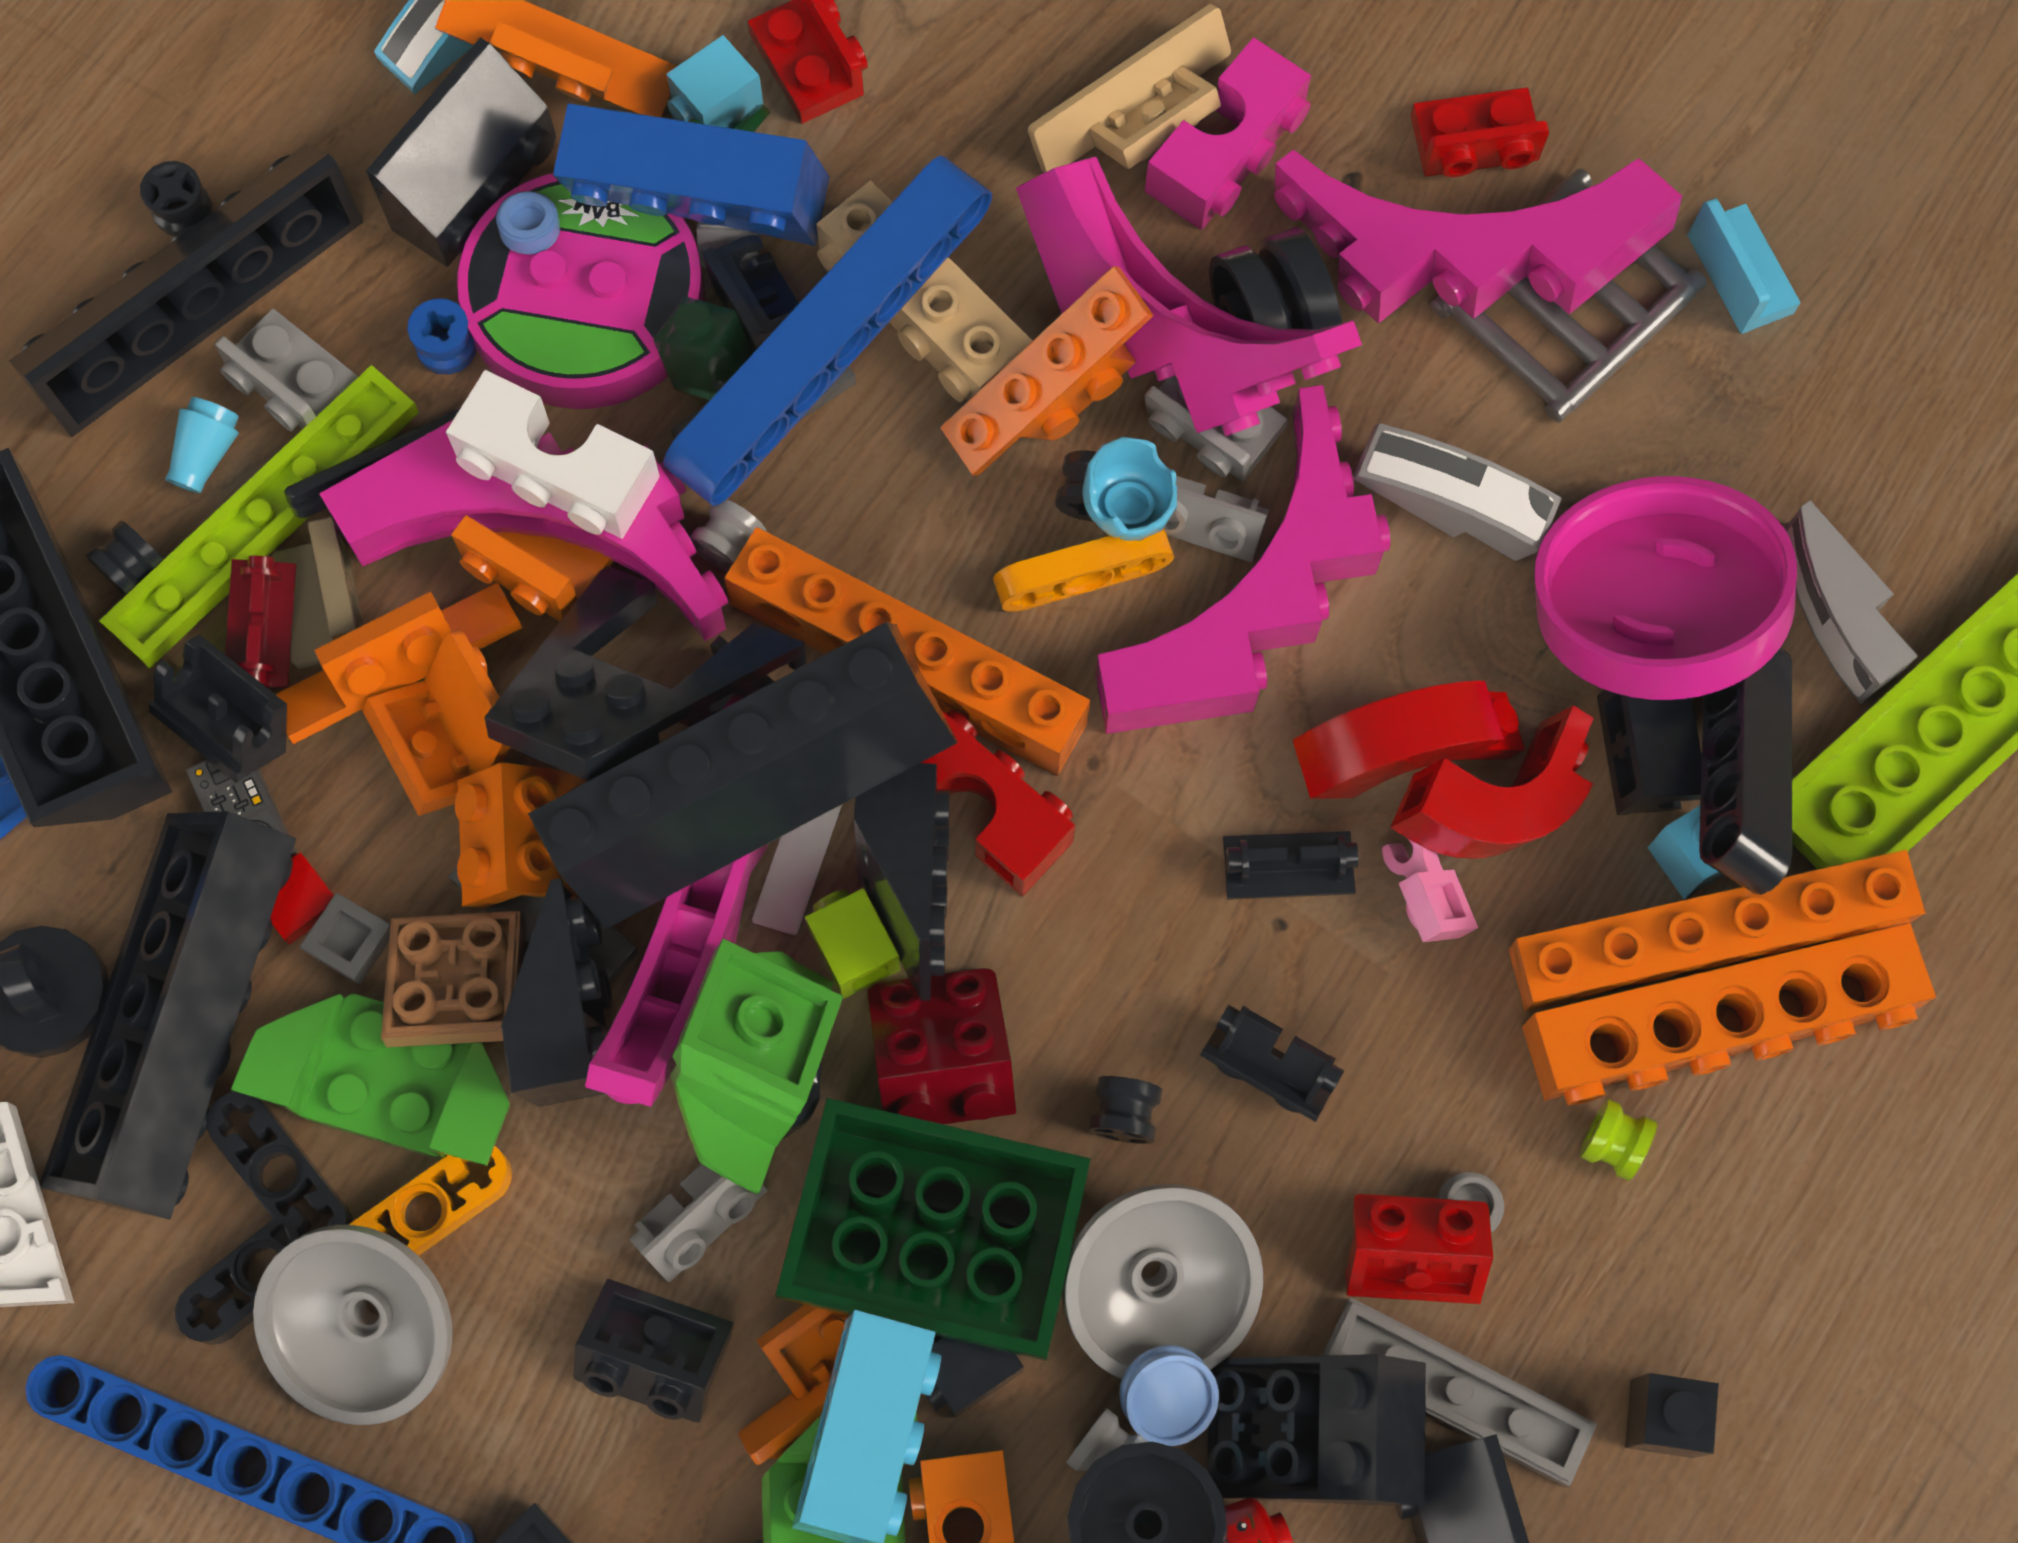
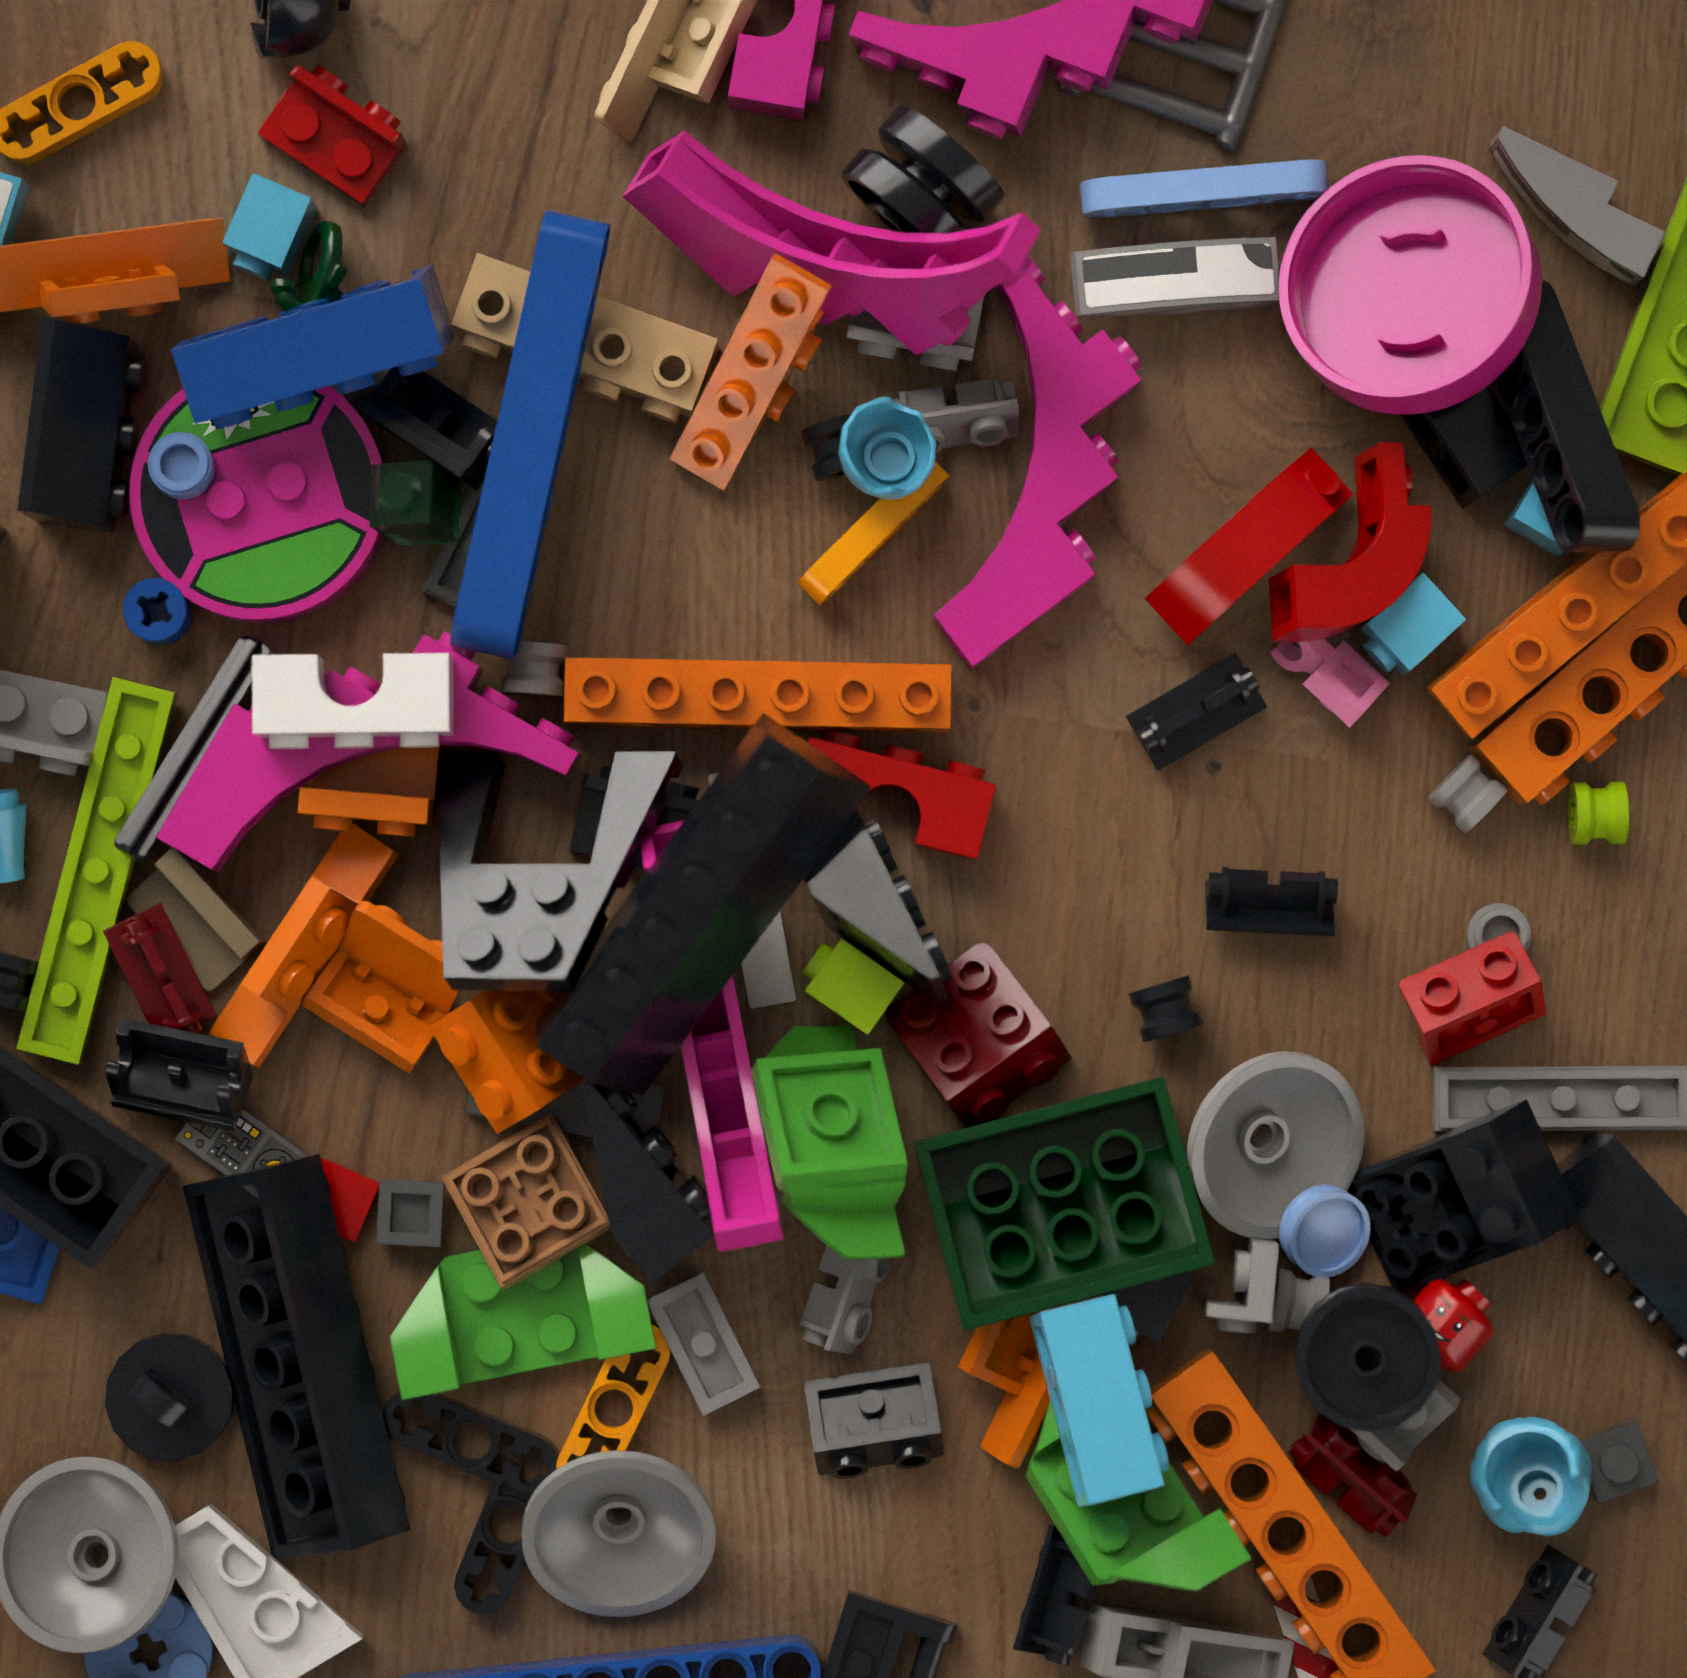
camera: 30 degrees left, 15 degrees up
(537, 1194) = (703, 1343): none -> light grey plate
(1079, 1400) = (1254, 1276): none -> light grey bracket
(1503, 1059) = (1467, 793): none -> light grey wheel
(1515, 434) = (1203, 188): none -> light blue beam
(1523, 884) = (1411, 627): none -> medium azure brick

